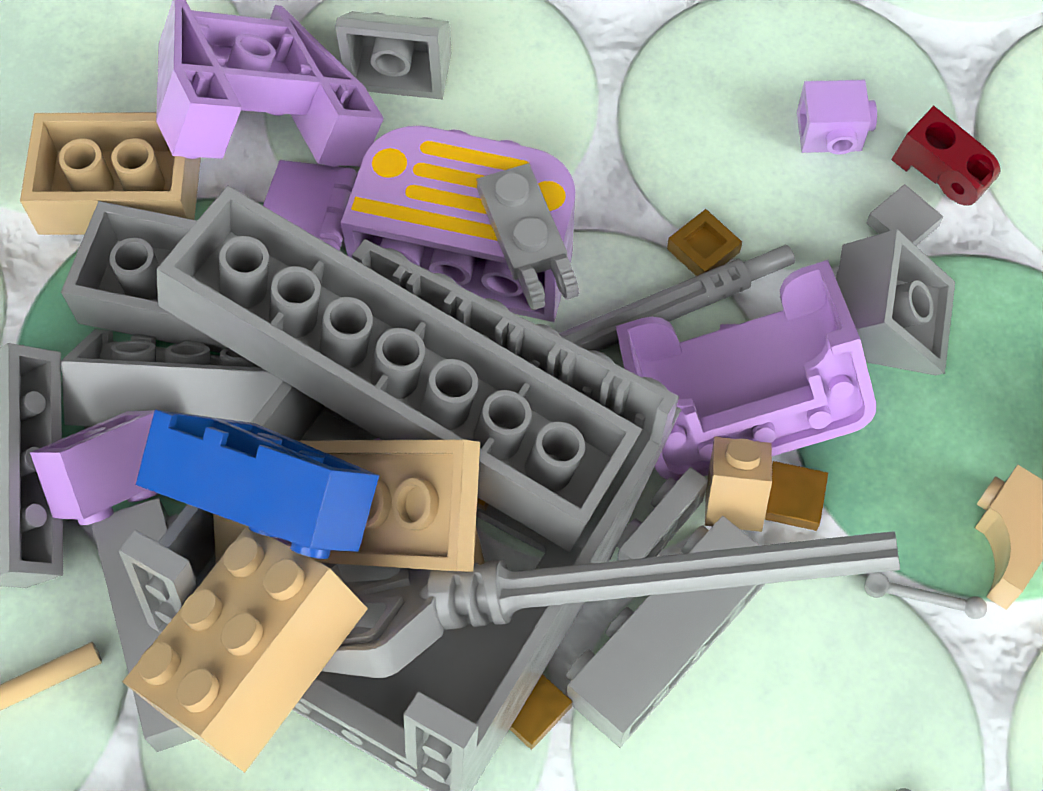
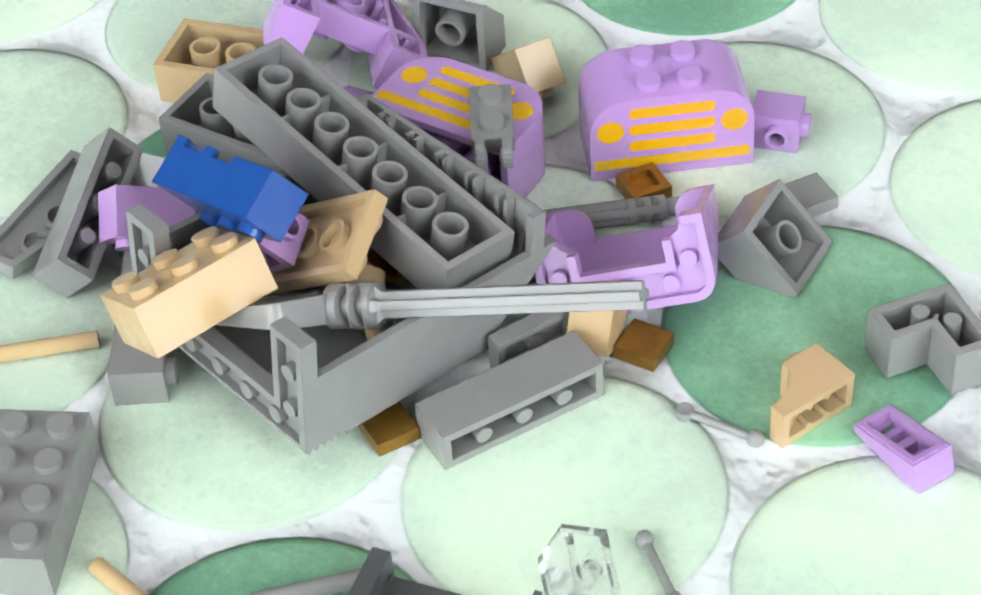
camera: 20 degrees right, 20 degrees down
(506, 92) = (532, 65): none -> tan arch
(705, 138) = (665, 106): none -> lavender brick
(948, 157) = (857, 160): dark red leg -> none

